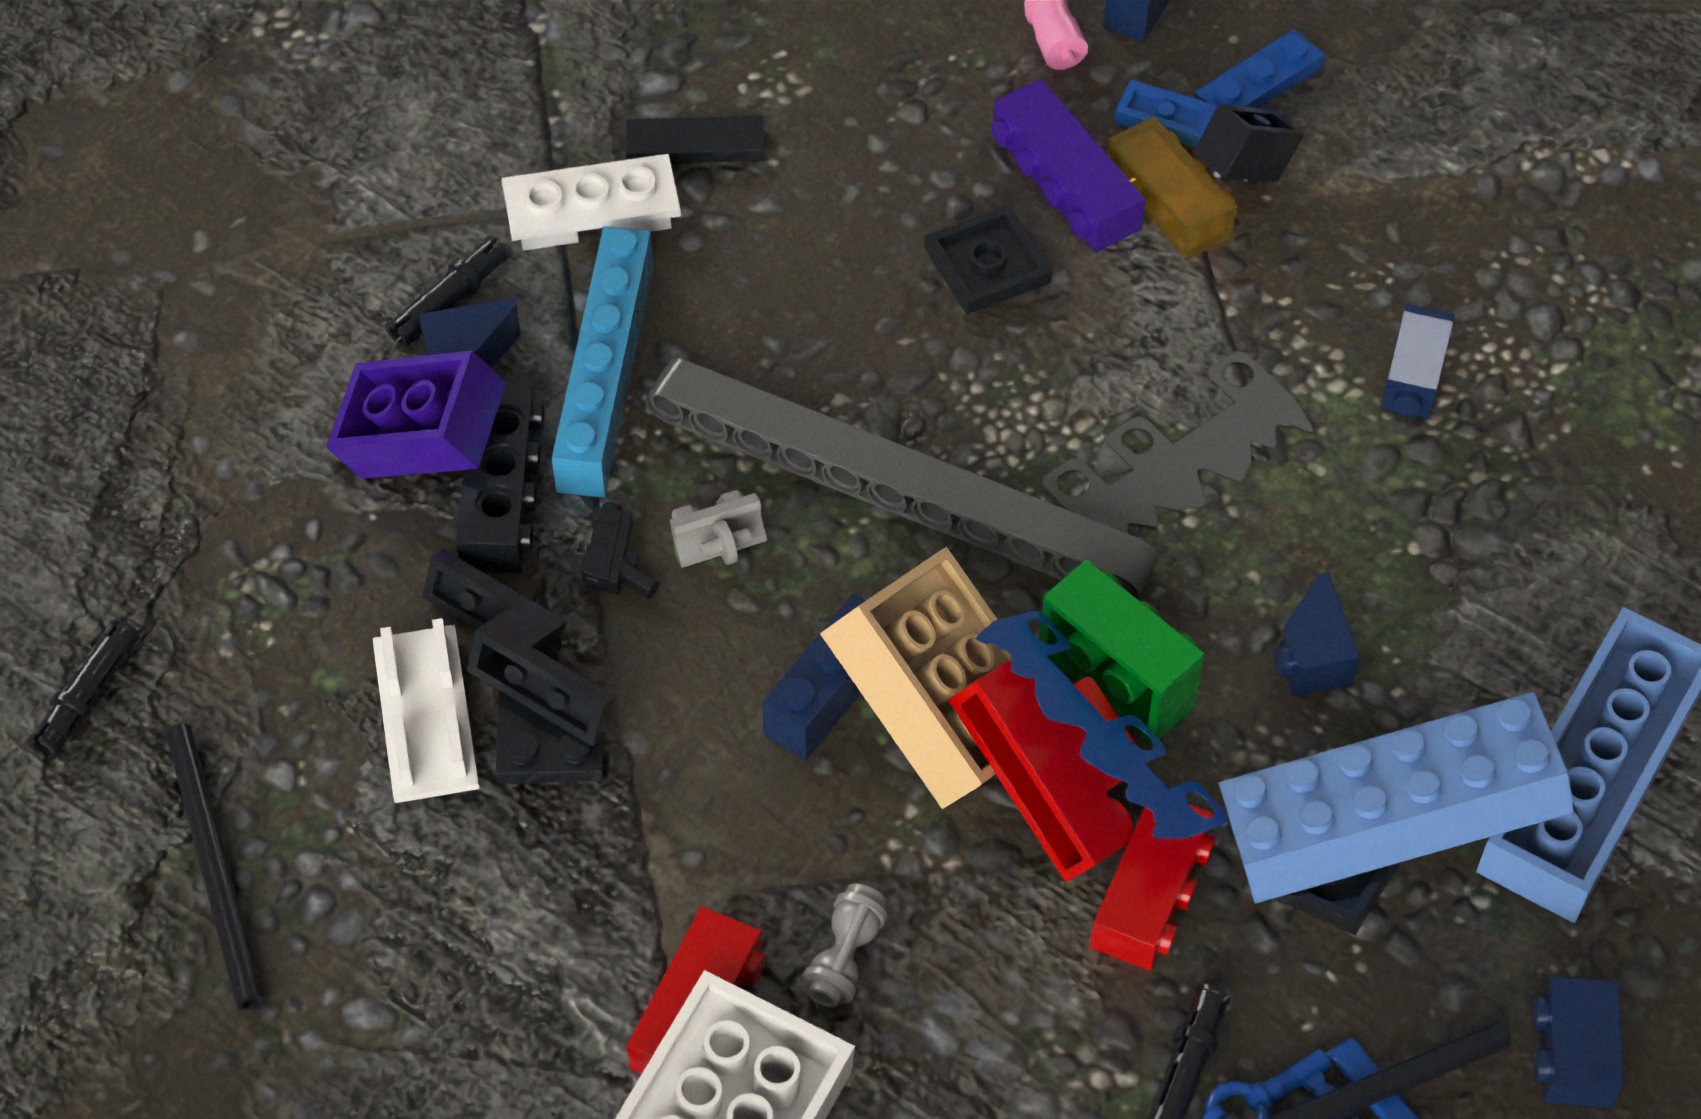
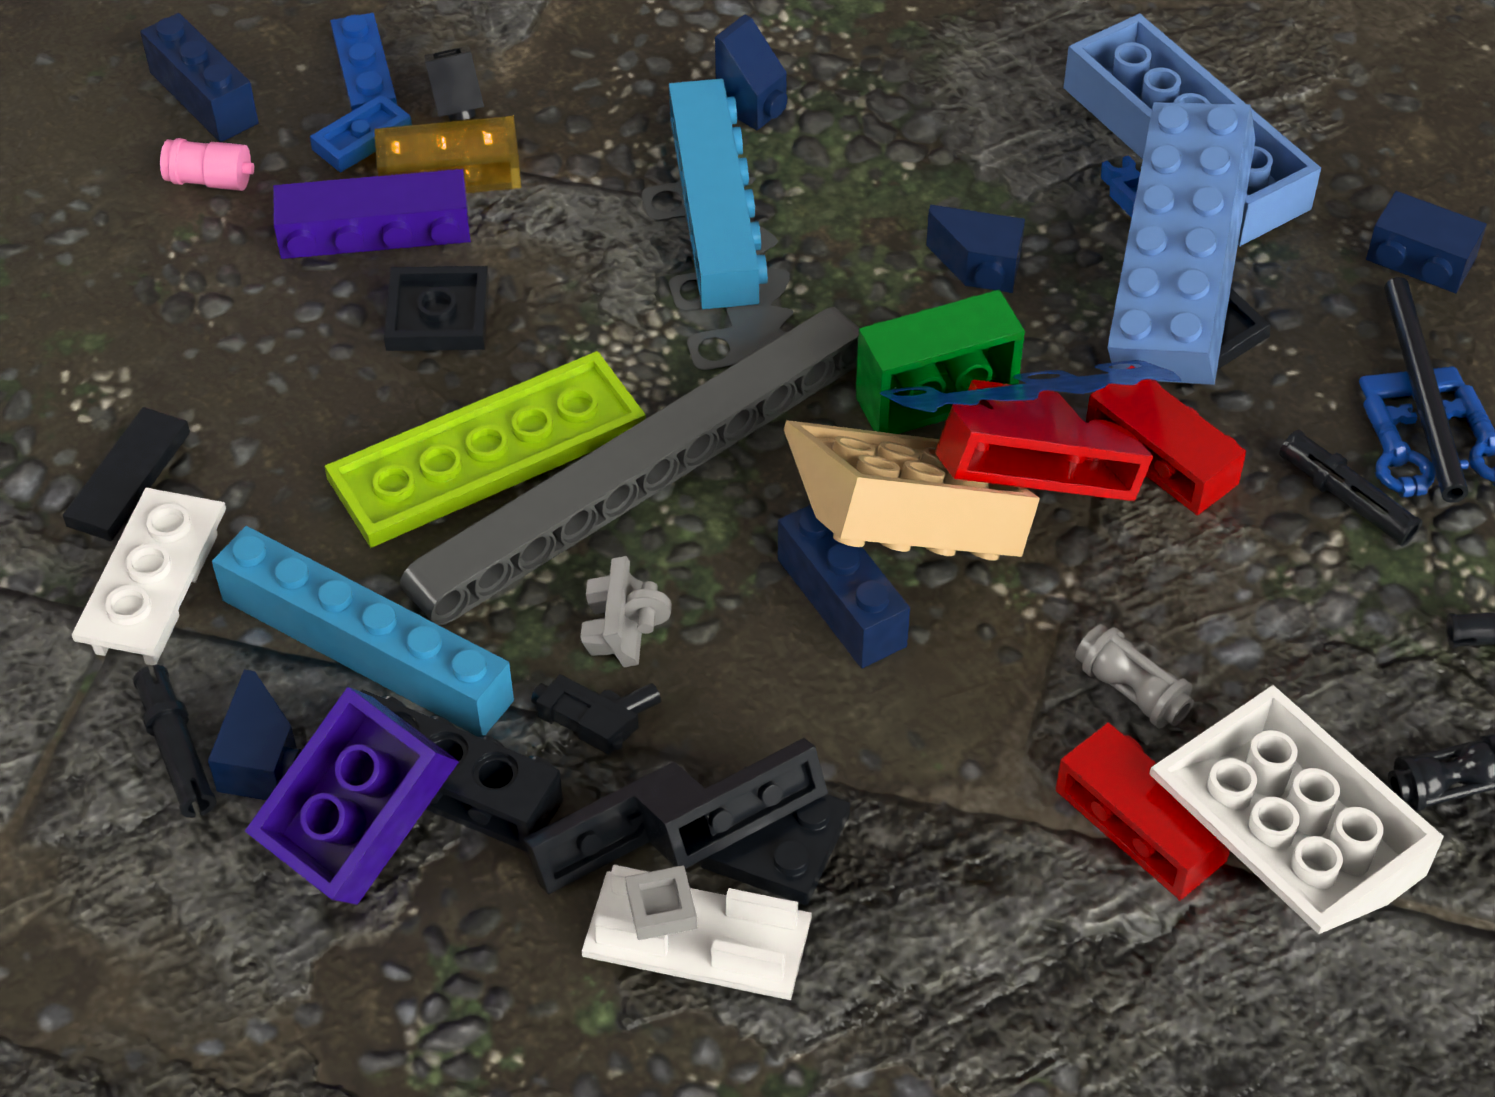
camera: 65 degrees left, 5 degrees down
(406, 658) = (661, 902): none -> light grey plate
(851, 362) = (483, 448): none -> lime plate
(1253, 400) = (715, 195): none -> dark azure brick

